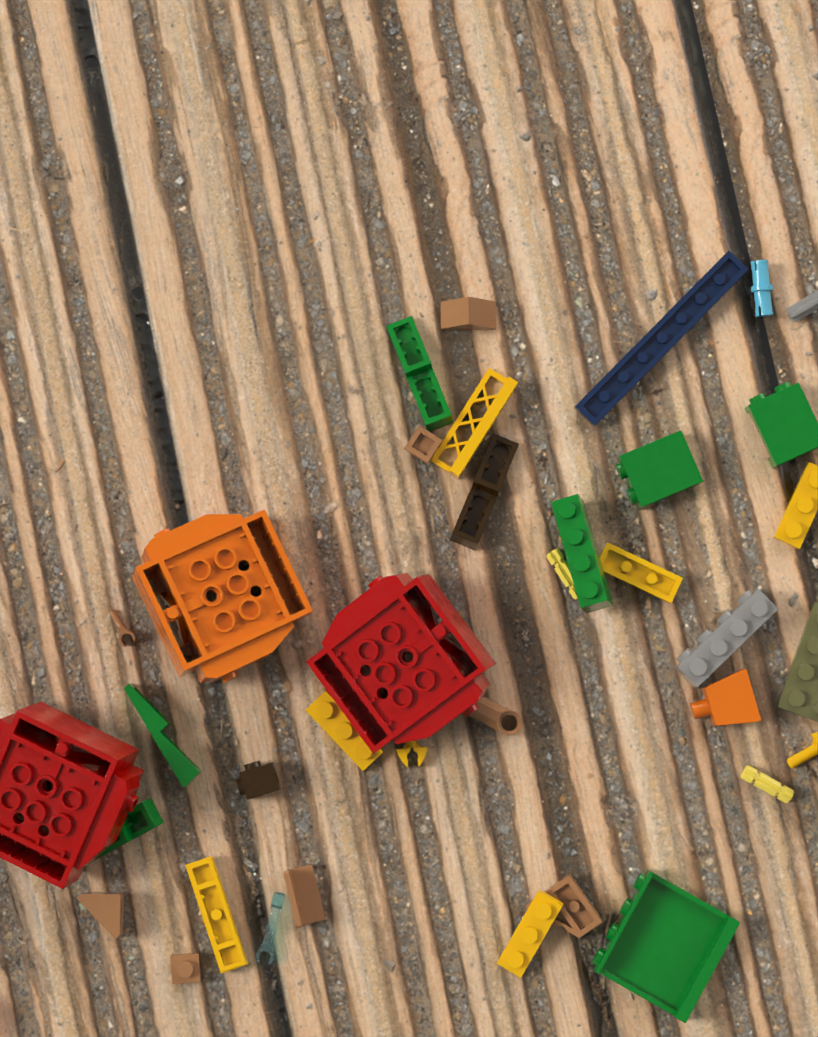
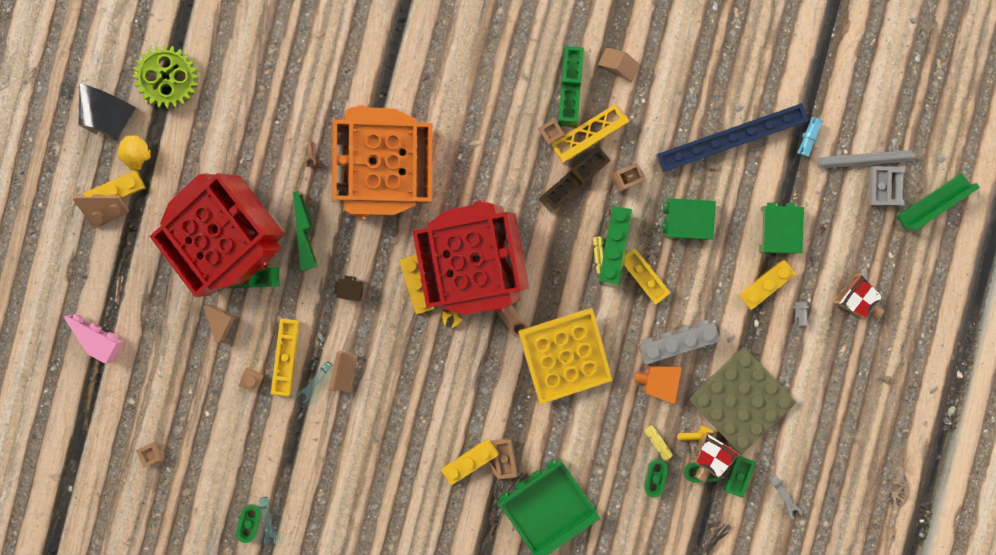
camera: 25 degrees right, 5 degrees up
(551, 455) = (627, 177): none -> medium nougat slope
(586, 728) = (565, 355): none -> yellow plate
(787, 832) = (656, 477): none -> green plate

